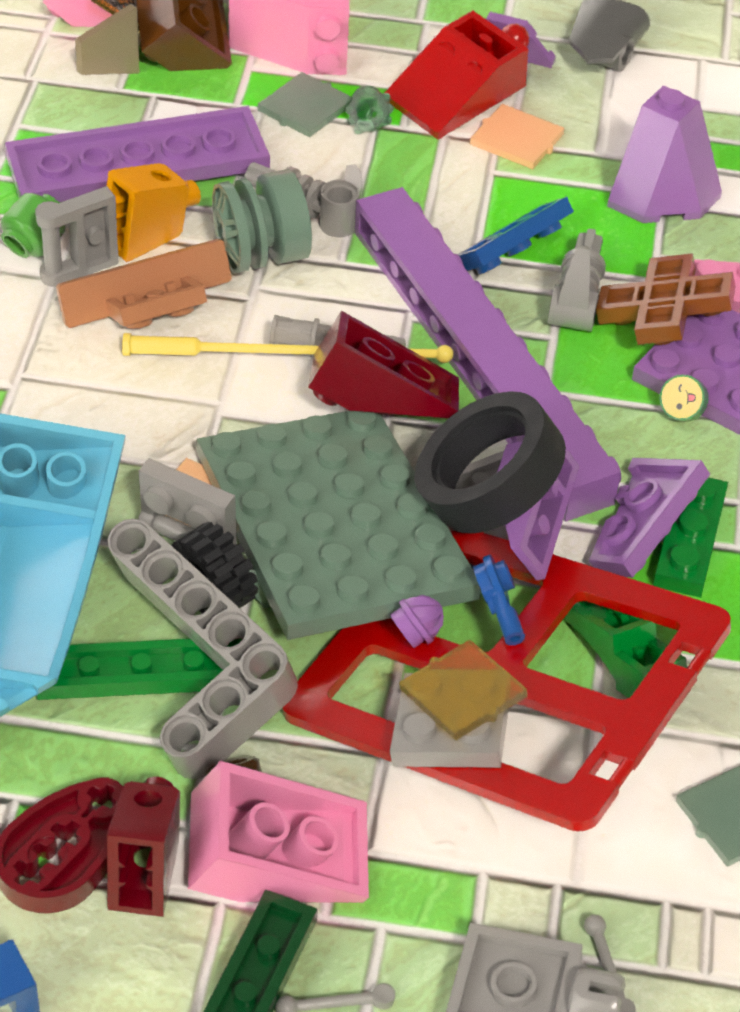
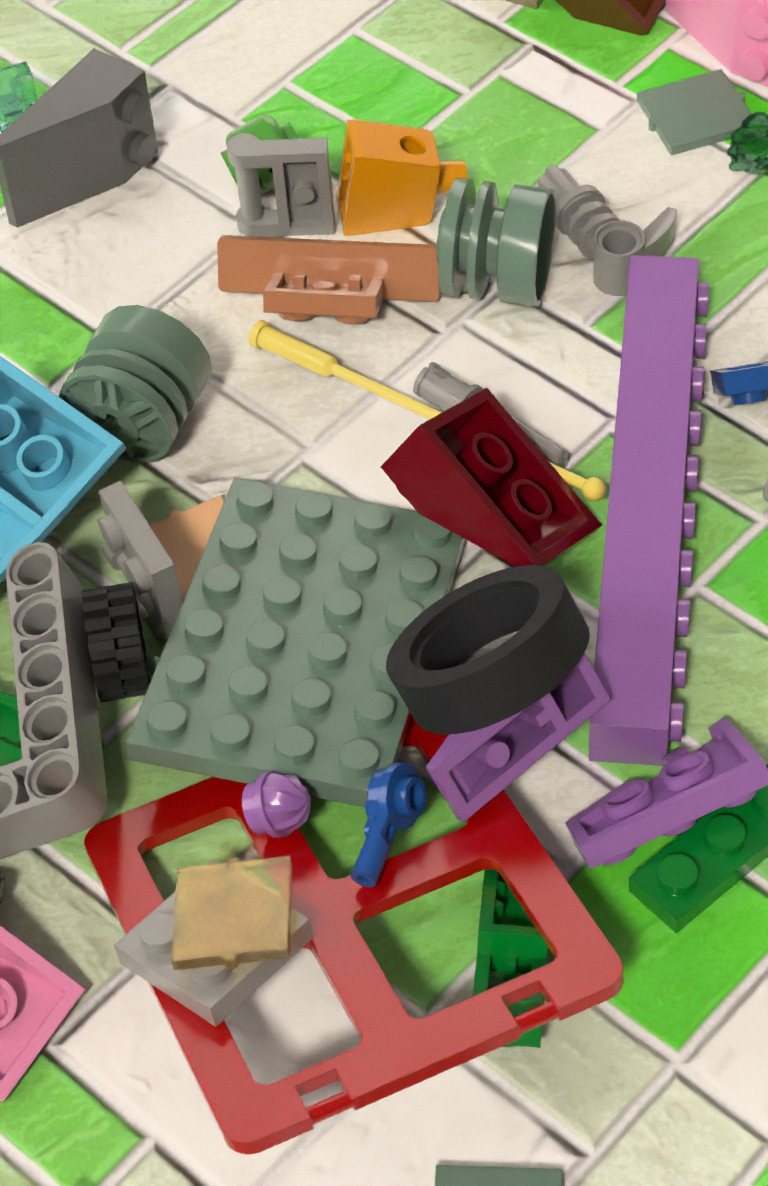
camera: 40 degrees right, 5 degrees up
(84, 386) = (139, 379): none -> sand green wheel
(190, 145) = (468, 111): medium lavender plate -> none

